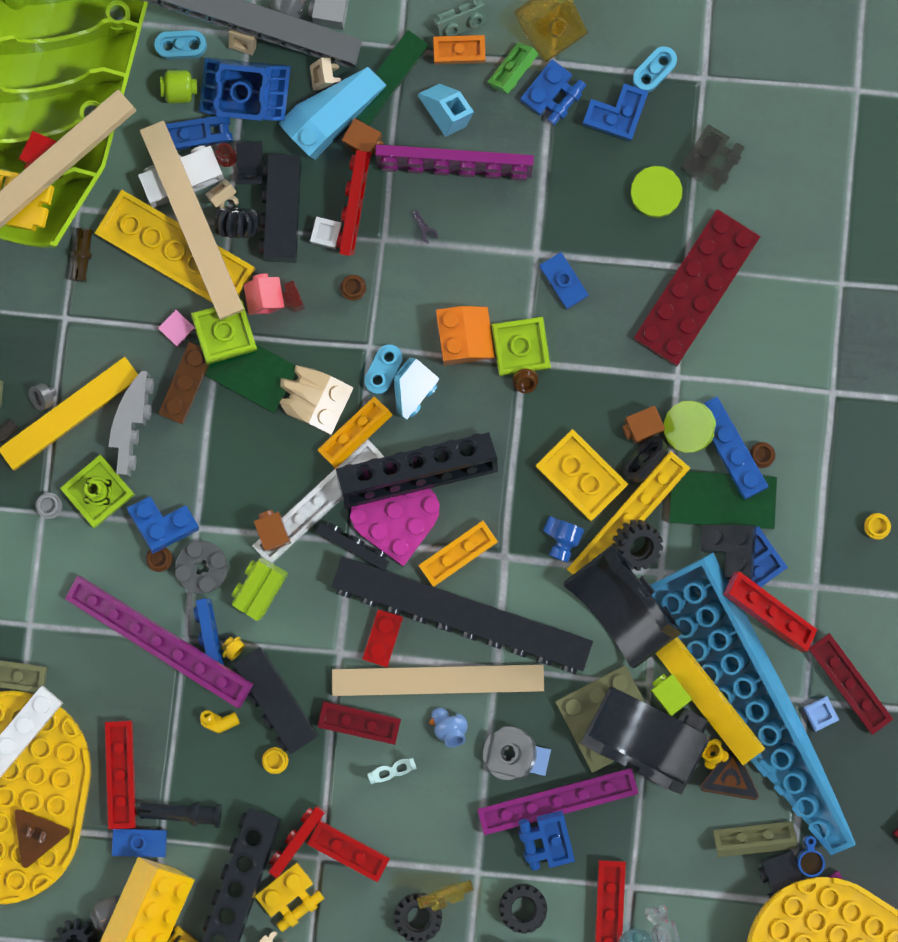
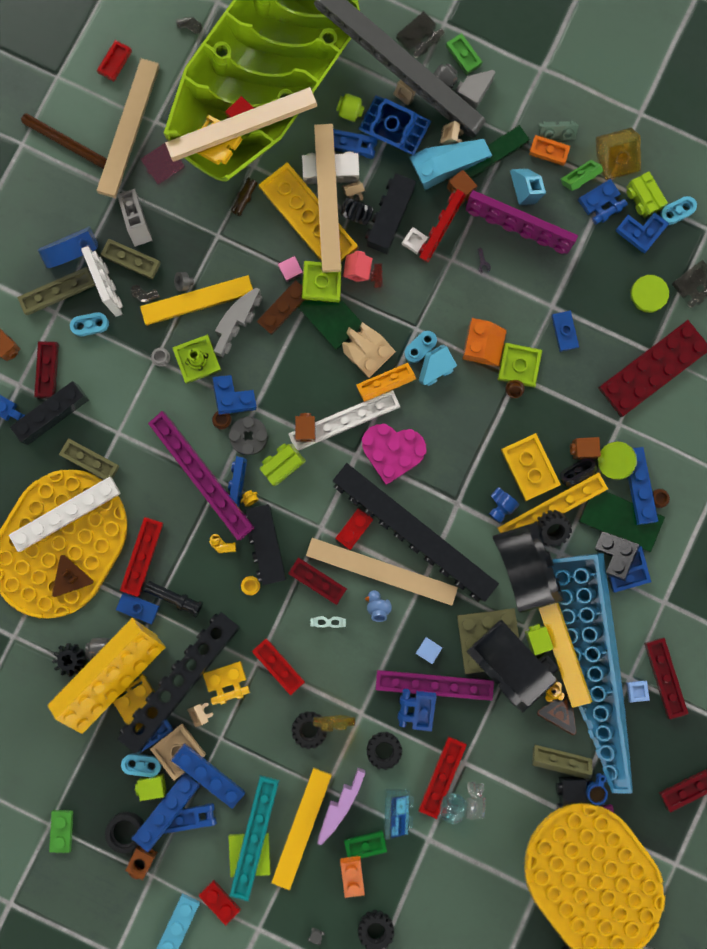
camera: 15 degrees right, 0 degrees up
(181, 44) = (362, 78): medium azure plate -> none
(228, 160) = (366, 164): clear red pin -> none
(249, 162) = (380, 174): black bracket -> none
(295, 840) = (244, 645): red plate -> none
(353, 287) = (419, 284): reddish brown plate -> none
(353, 545) = (357, 458): black plate -> none
(458, 553) = (426, 490): light orange plate -> none
(459, 458) = (419, 422): black brick -> none
(520, 764) = (424, 637): plate -> none
(605, 64) = (646, 195): none -> lime brick
(770, 612) = (629, 608): red plate -> none

